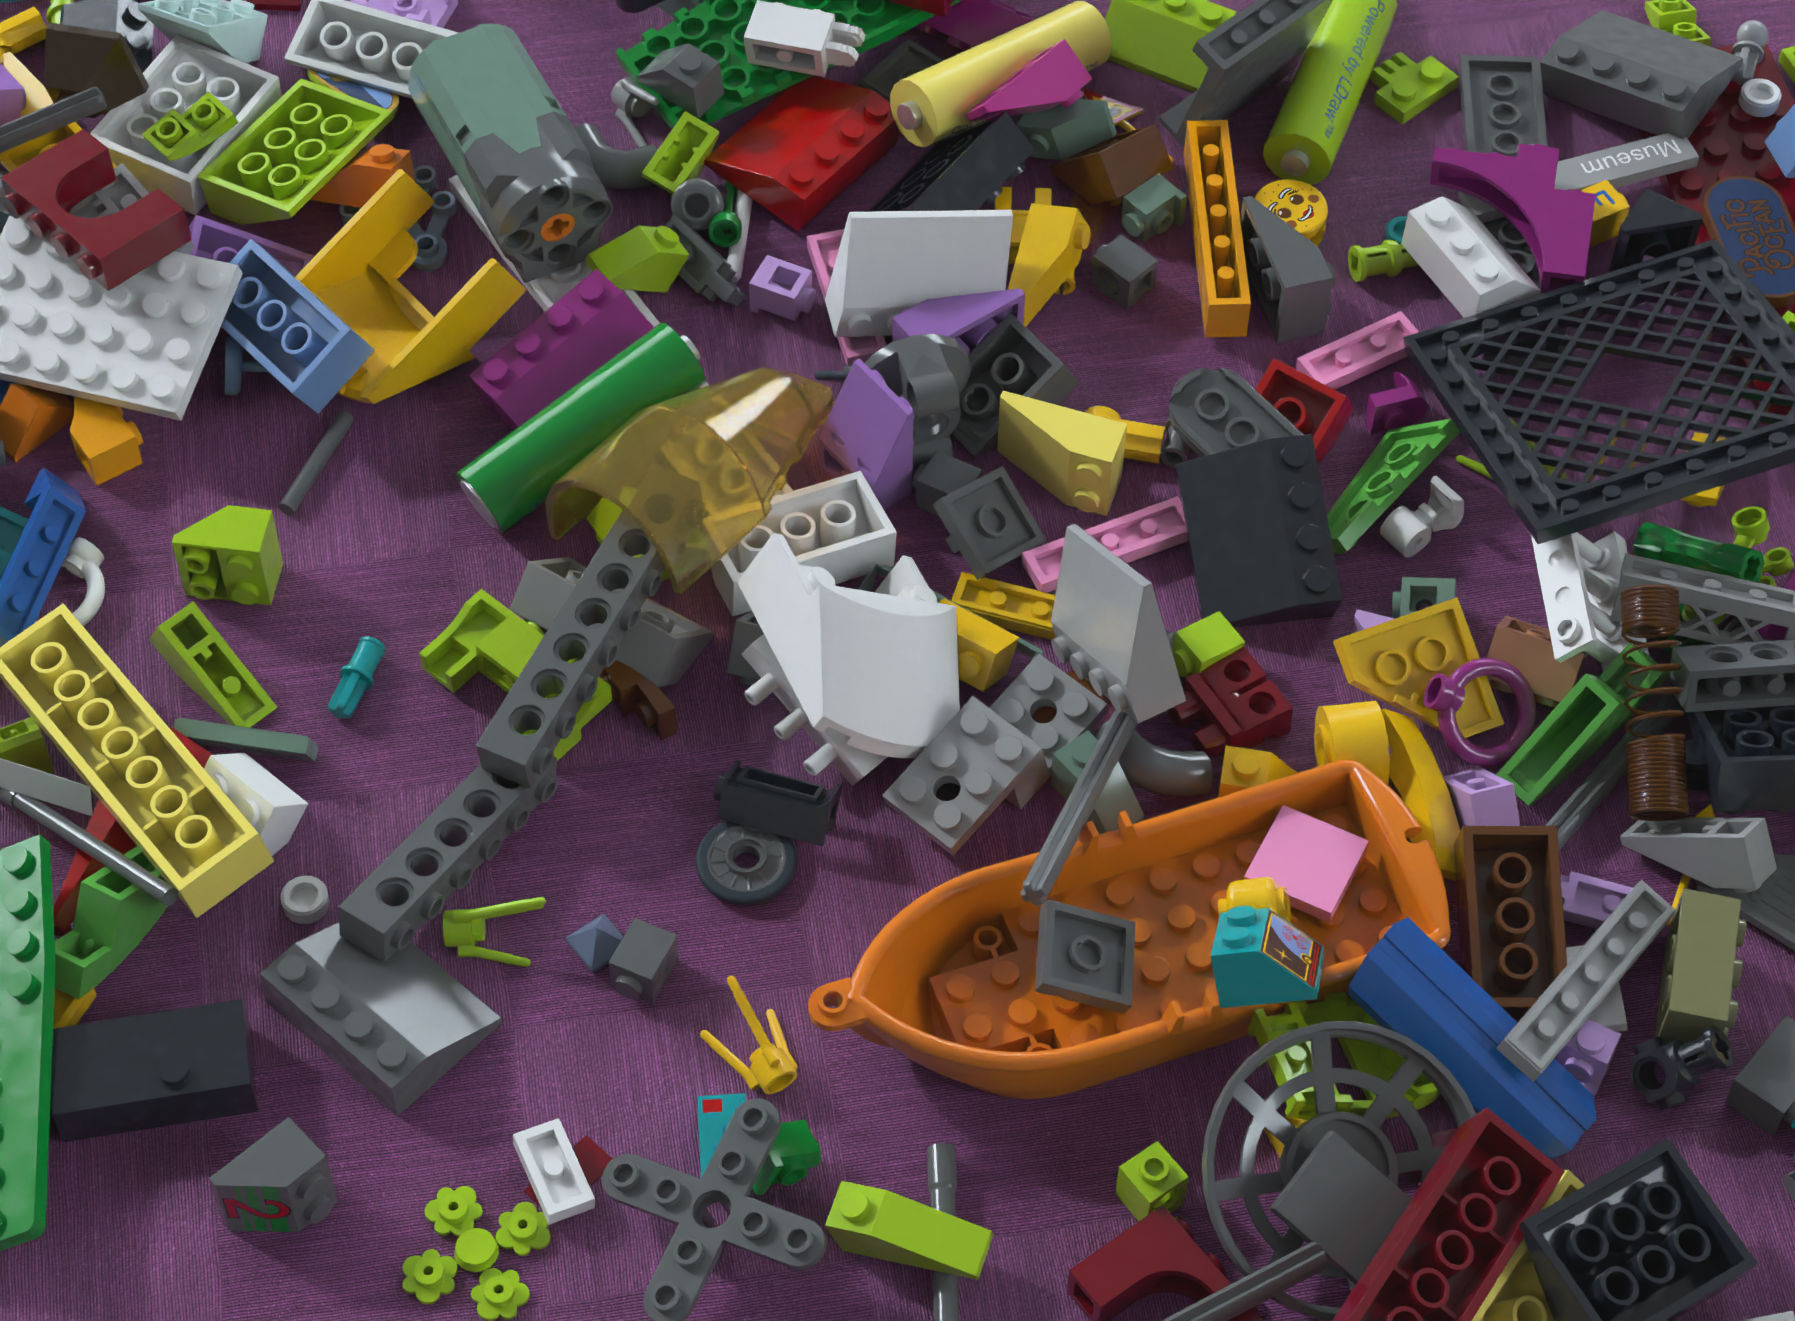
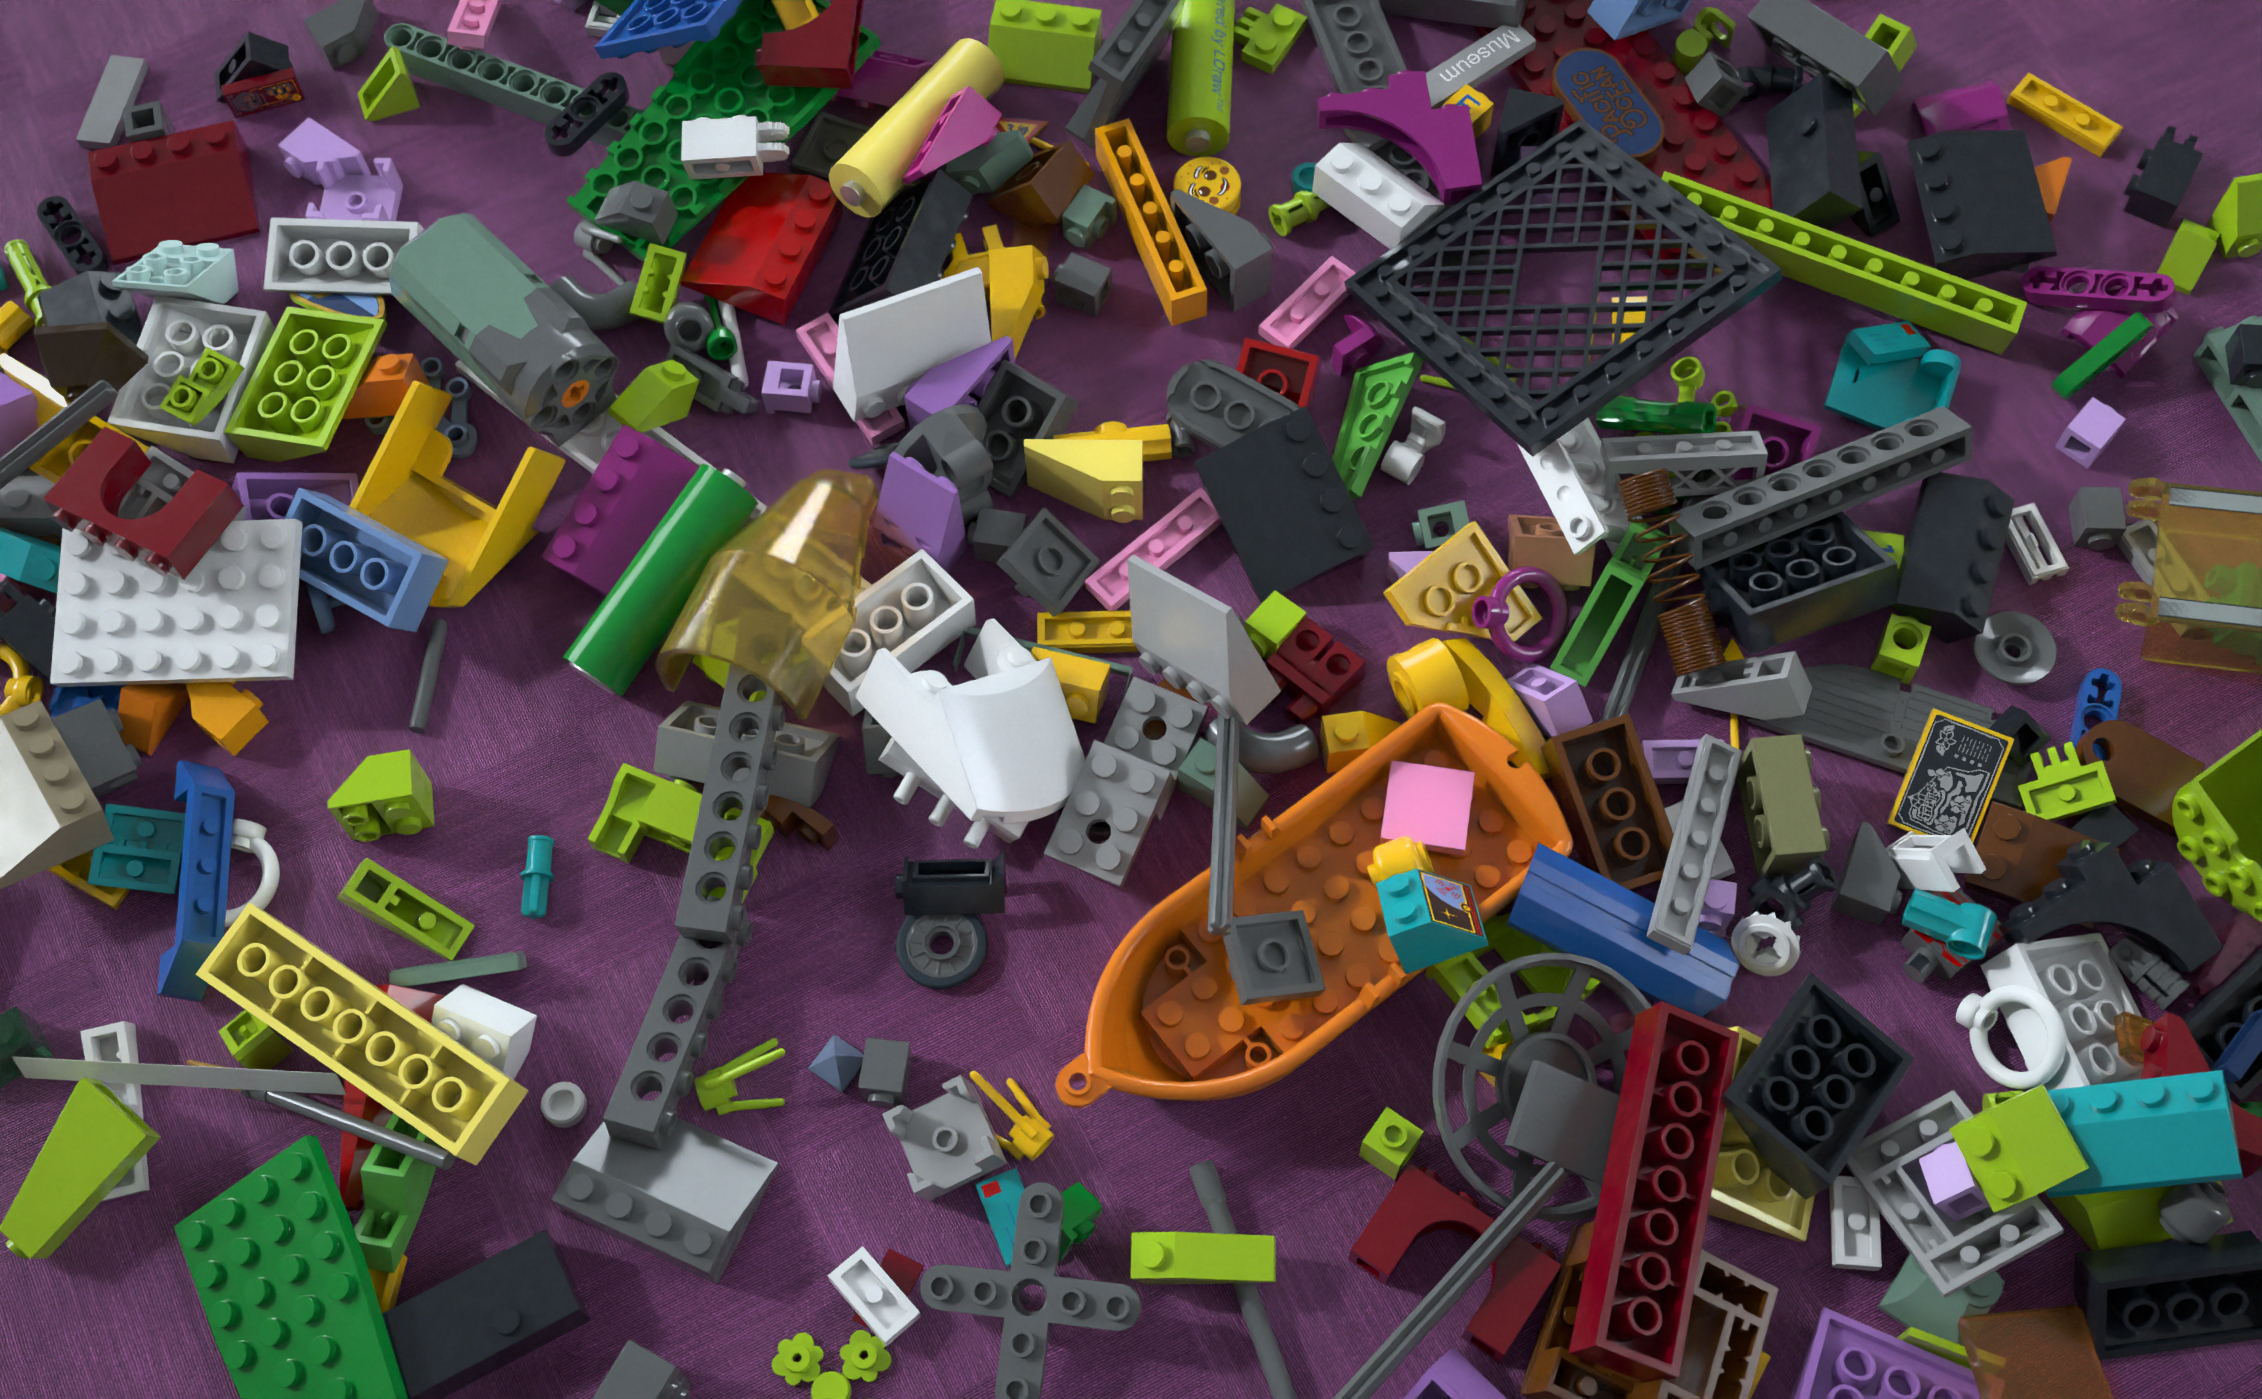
camera: 15 degrees left, 10 degrees up
(682, 1044) = (946, 1140): none -> light grey panel
(1616, 1101) = (1771, 960): none -> white gear

